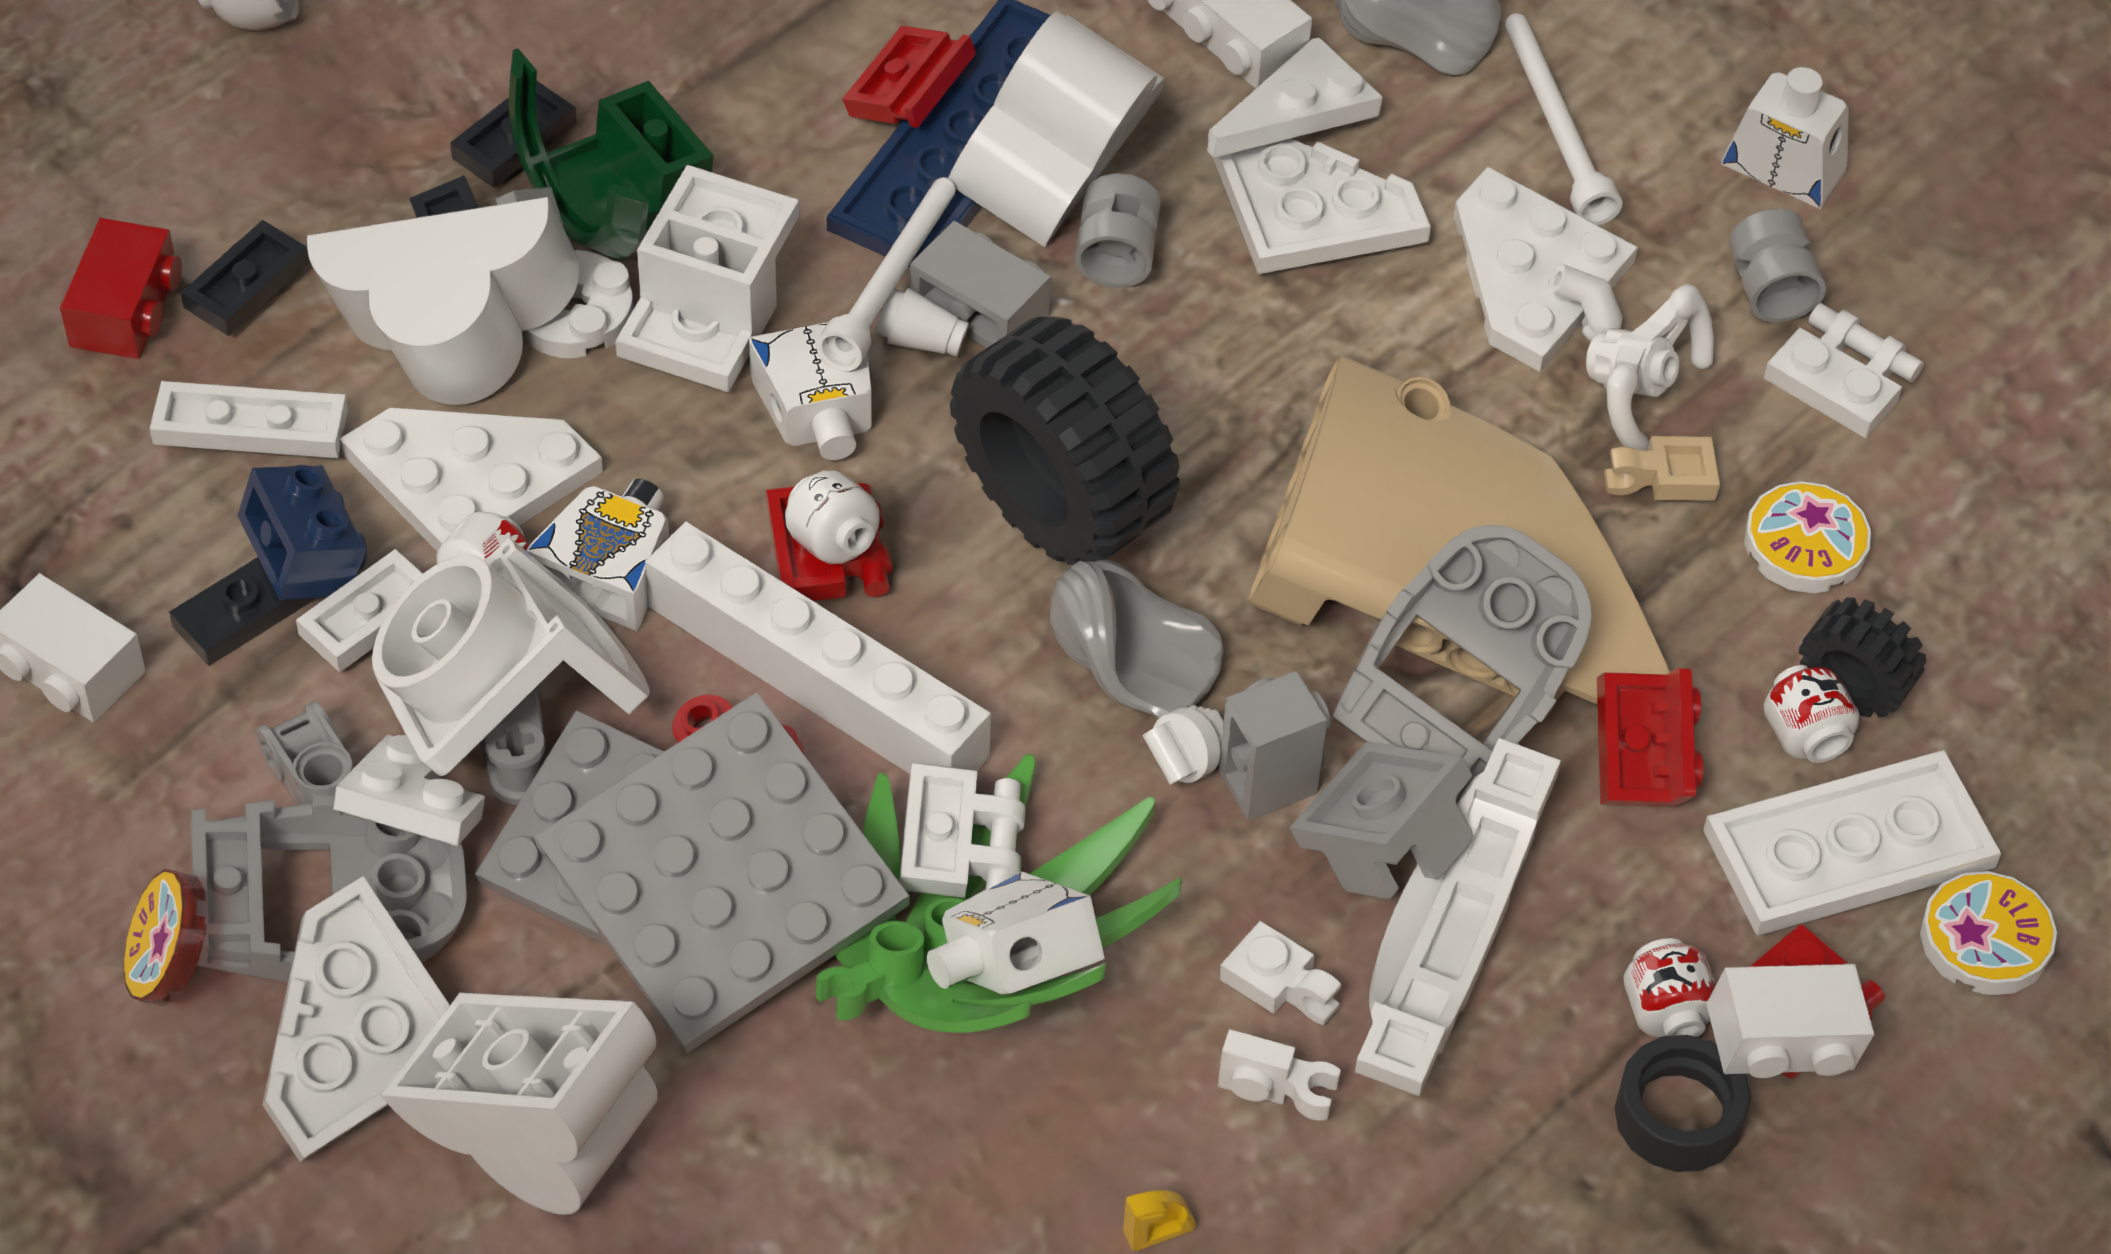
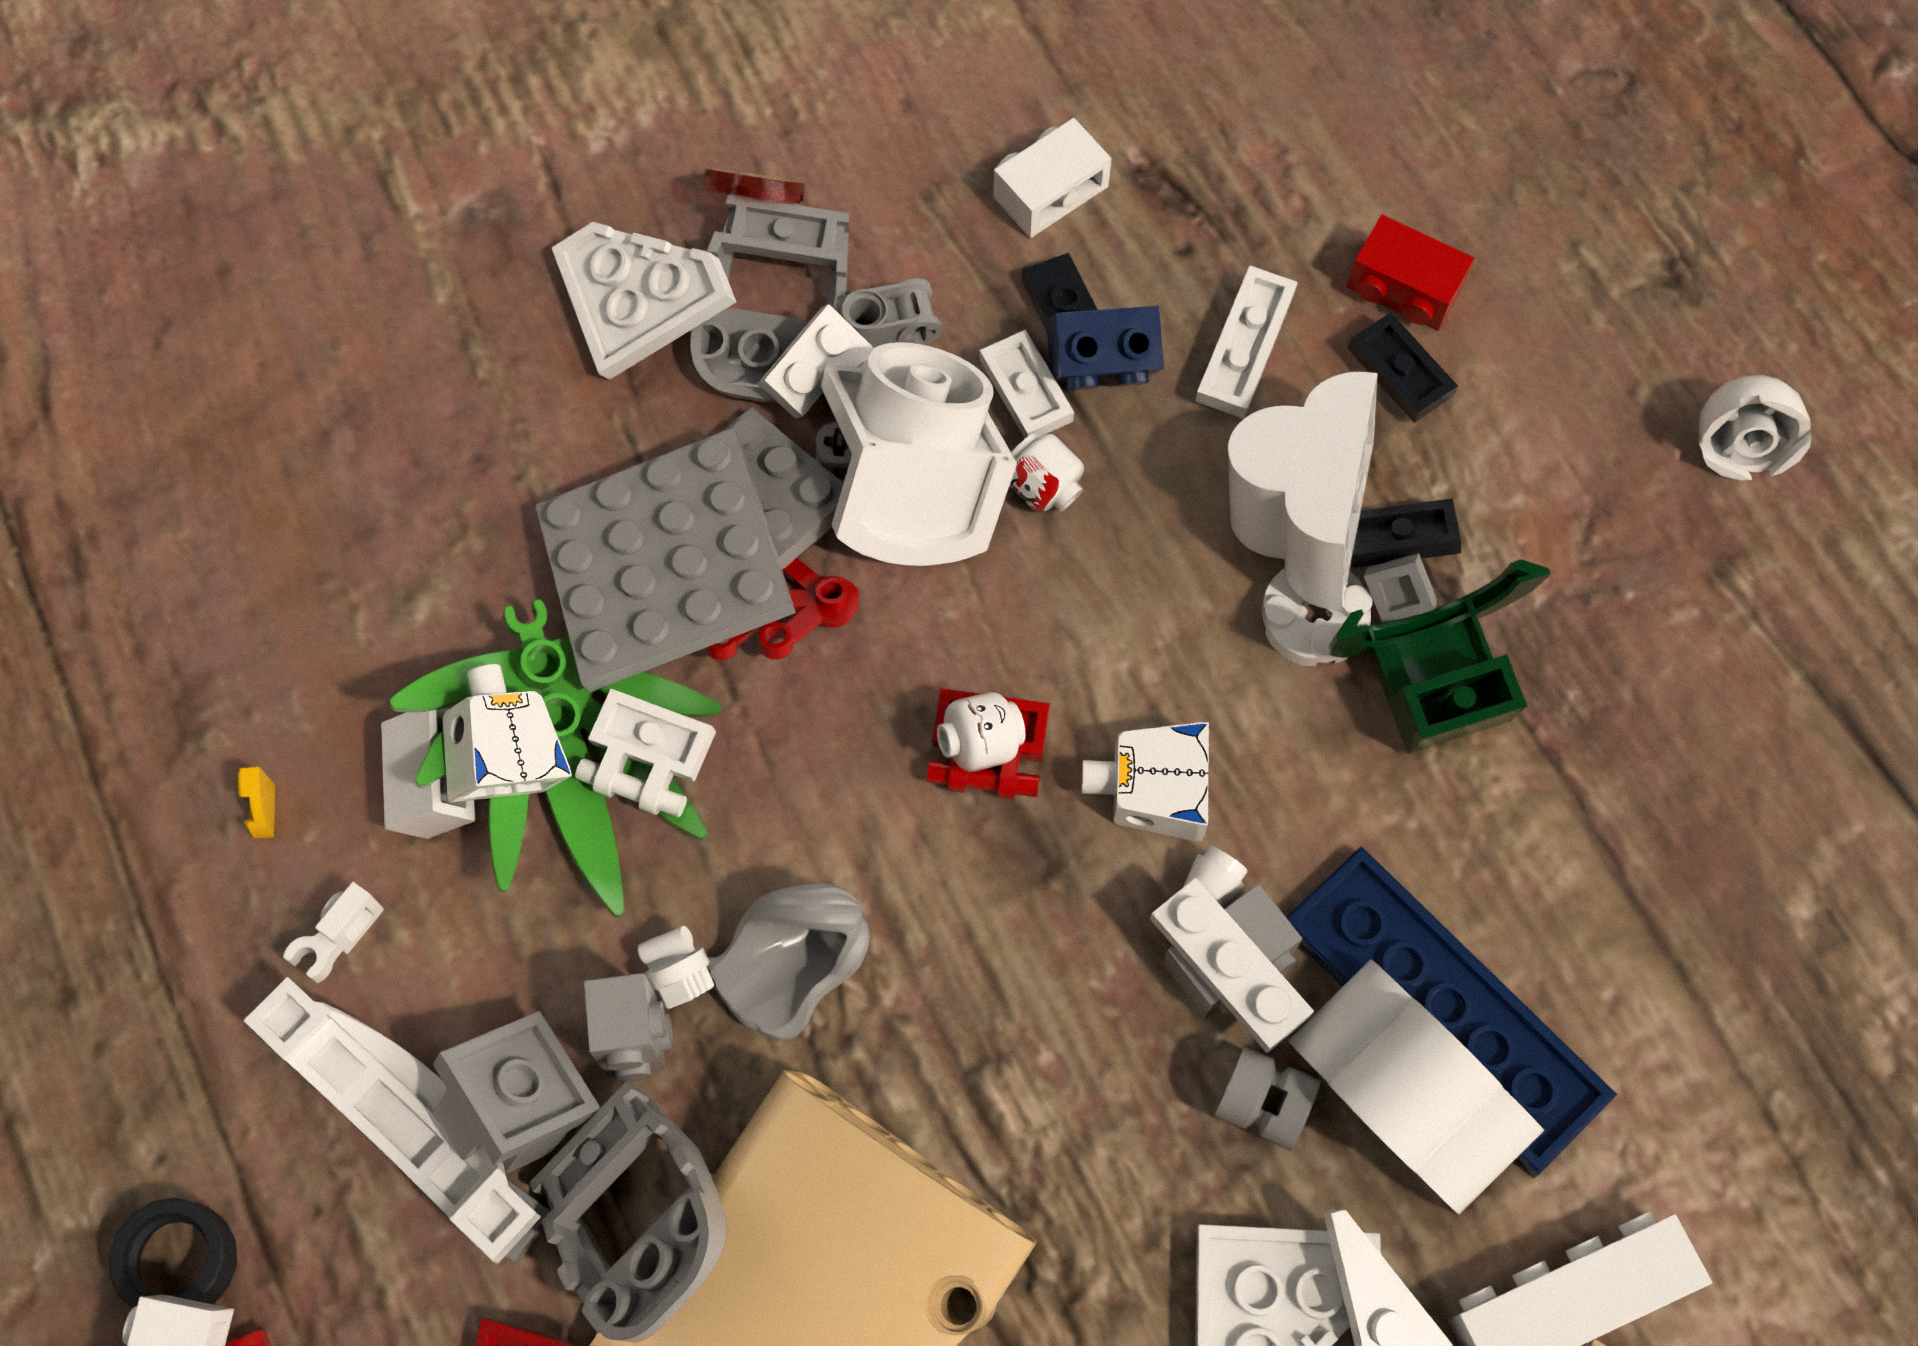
camera: 110 degrees right, 15 degrees up
(457, 463) = (1152, 493): white plate -> none
(489, 144) = (1532, 622): black plate -> none
(532, 1090) = (513, 374): white brick -> none
(602, 548) = (1025, 568): torso -> none
(707, 278) = (1289, 707): white bracket -> none
(814, 655) = (858, 695): white brick -> none
(847, 337) = (1173, 797): white piece -> none
(909, 76) = (1516, 966): red plate -> none
(1005, 262) = (1231, 965): none -> white plate
(1065, 440) = (972, 927): black tyre -> none
(1066, 1040) = (407, 807): none -> white brick
(1278, 970) = (442, 969): white plate -> none
(1669, 988) = (278, 1295): white head -> none

